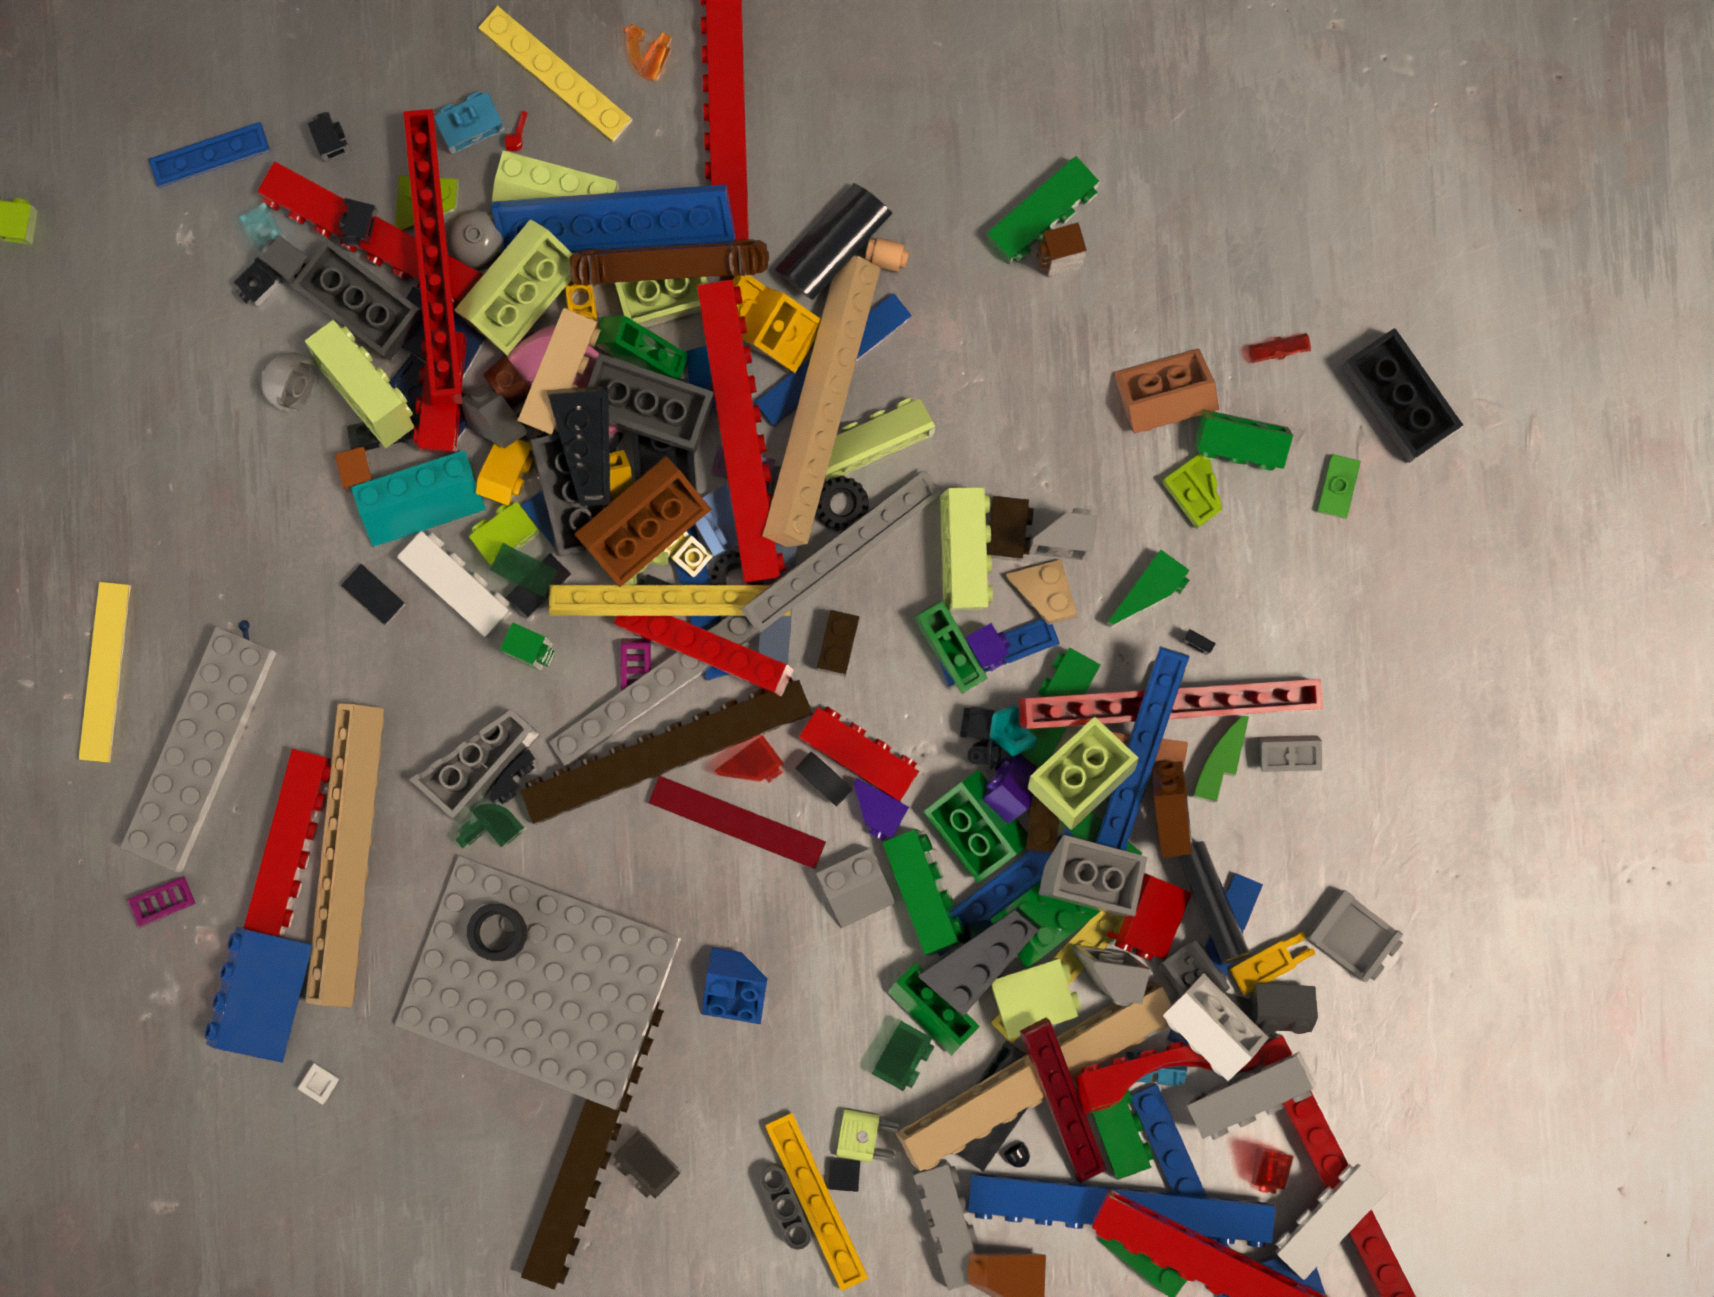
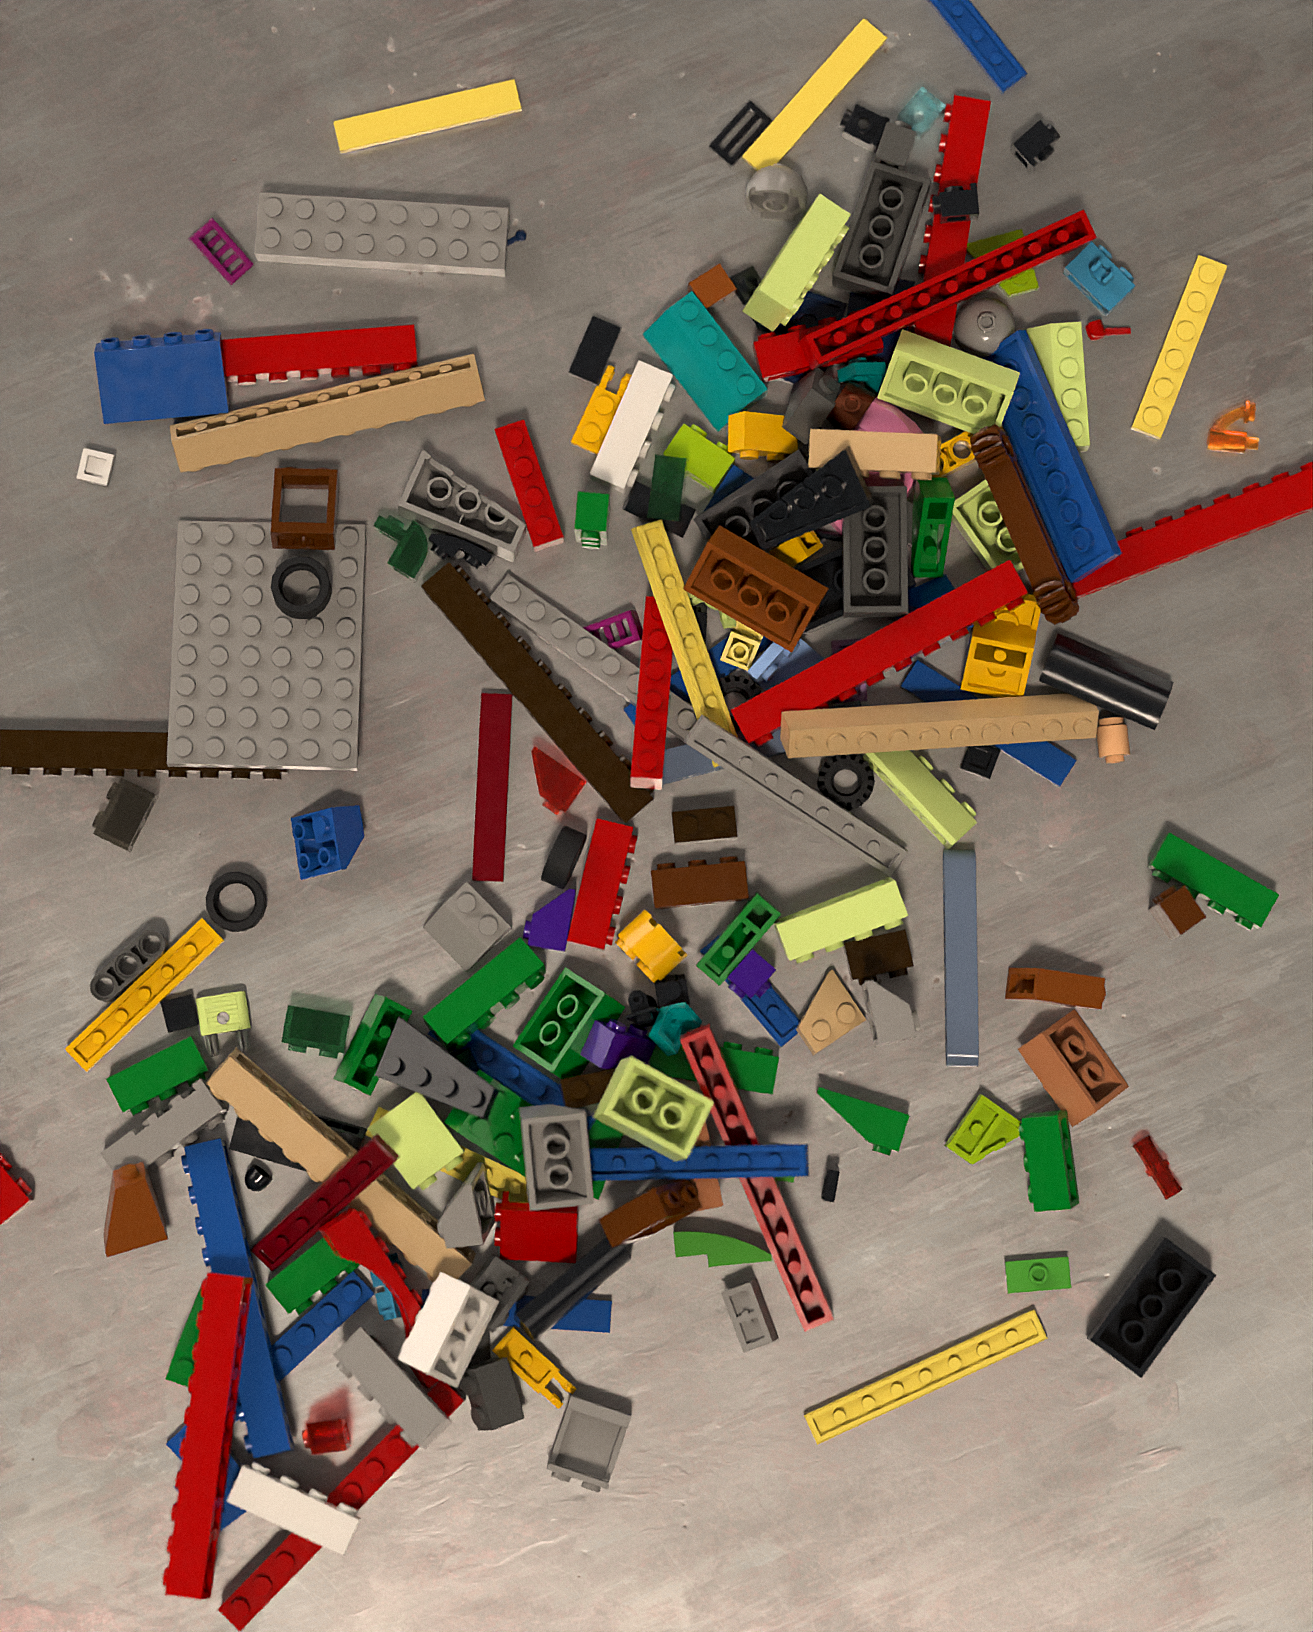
camera: 70 degrees right, 0 degrees up
(213, 317) = (815, 96): none -> light yellow tile
(235, 417) = (723, 153): none -> black tile
(433, 609) = (599, 413): none -> yellow hinge
(448, 915) = (304, 534): none -> reddish brown window
(475, 694) = (529, 485): none -> red brick
(476, 362) = (862, 371): none -> teal bracket
(744, 1105) = (235, 878): none -> black tyre
(865, 378) = (980, 760): none -> black tile
(888, 665) = (699, 883): none -> reddish brown brick
(895, 1213) = (158, 1076): none -> green brick
(931, 726) = (652, 945): none -> yellow brick
(1035, 456) = (960, 958): none -> sand blue beam
(1090, 382) = (1055, 988): none -> dark orange slope
(1395, 617) = (925, 1376): none -> light yellow tile

